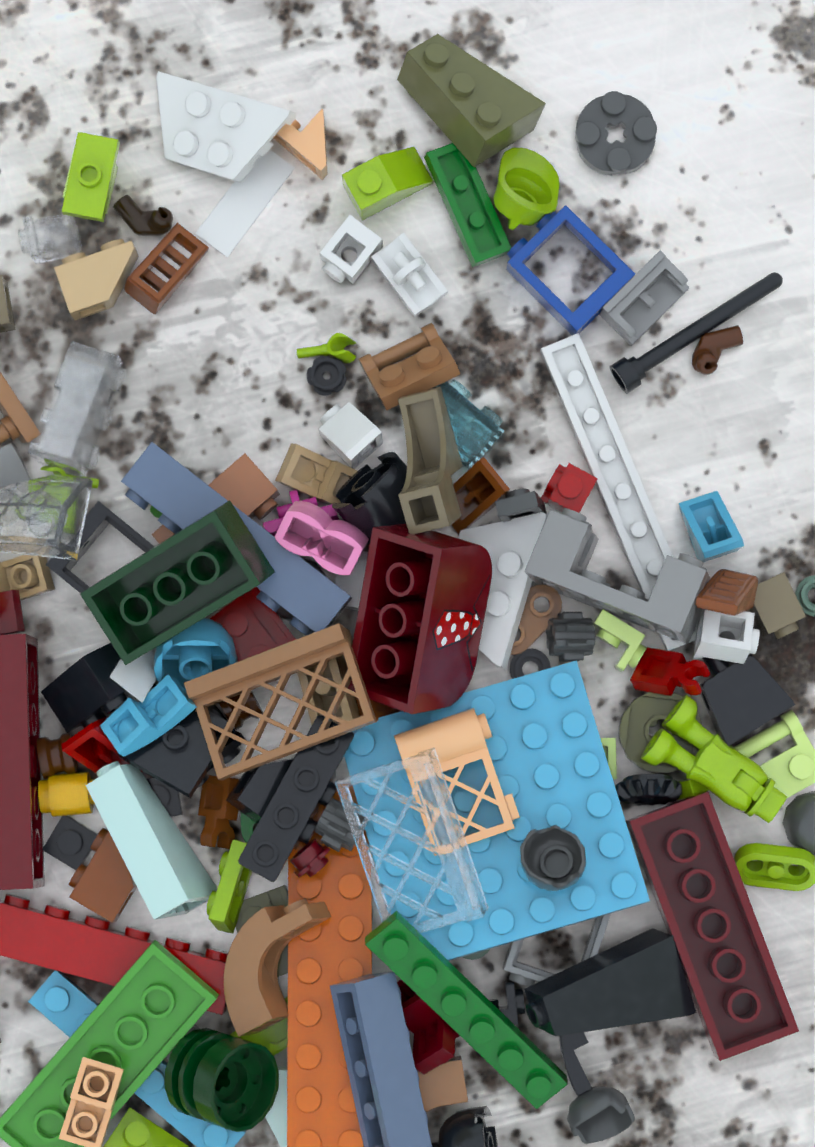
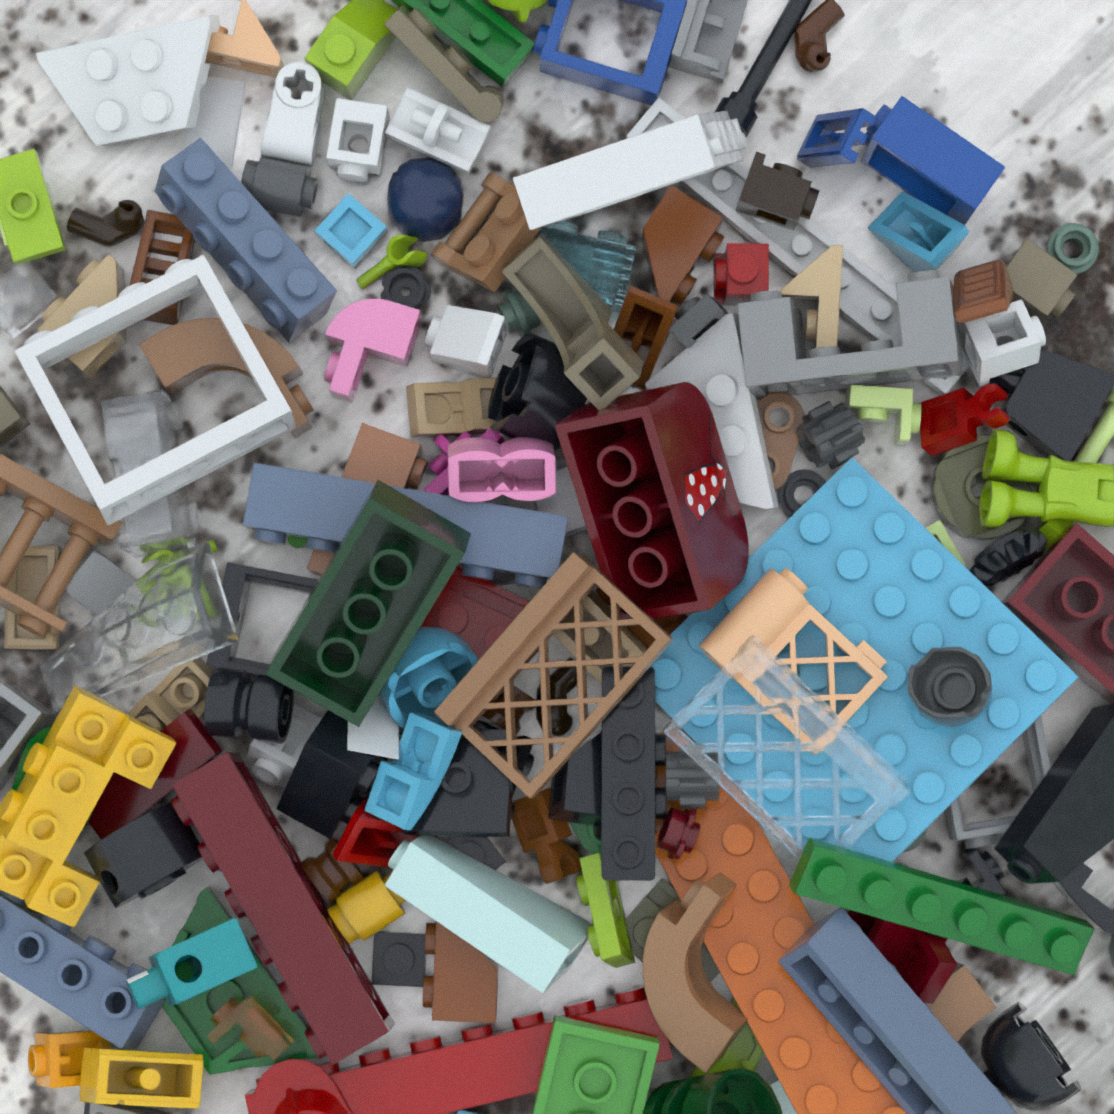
camera: 30 degrees left, 0 degrees up
(55, 606) = (240, 705): none -> black wheel
(68, 645) = (275, 761): none -> white bracket
(110, 416) = (195, 456): none -> white window
(164, 340) = (203, 347): none -> medium nougat arch
(231, 280) = (244, 240): none -> sand blue brick
(277, 254) = (280, 185): none -> dark grey brick
(281, 388) = (365, 329): none -> bright pink brick
(283, 711) = (561, 683): none -> dark brown arm
(309, 216) = (292, 123): none -> white piece
(311, 312) = (351, 230): none -> medium azure plate
(375, 318) = (425, 199): none -> dark blue hair
(395, 434) = (517, 313): none -> sand green plate
(439, 231) = (447, 65): none -> dark tan plate
(523, 376) = (630, 168): none -> white window
(535, 441) = (676, 240): none -> dark orange slope
(621, 526) = (823, 284): none -> tan slope
(623, 446) = (777, 194): none -> dark brown brick
(683, 433) = (834, 147): none -> blue tile
(744, 480) = (929, 160): none -> blue window

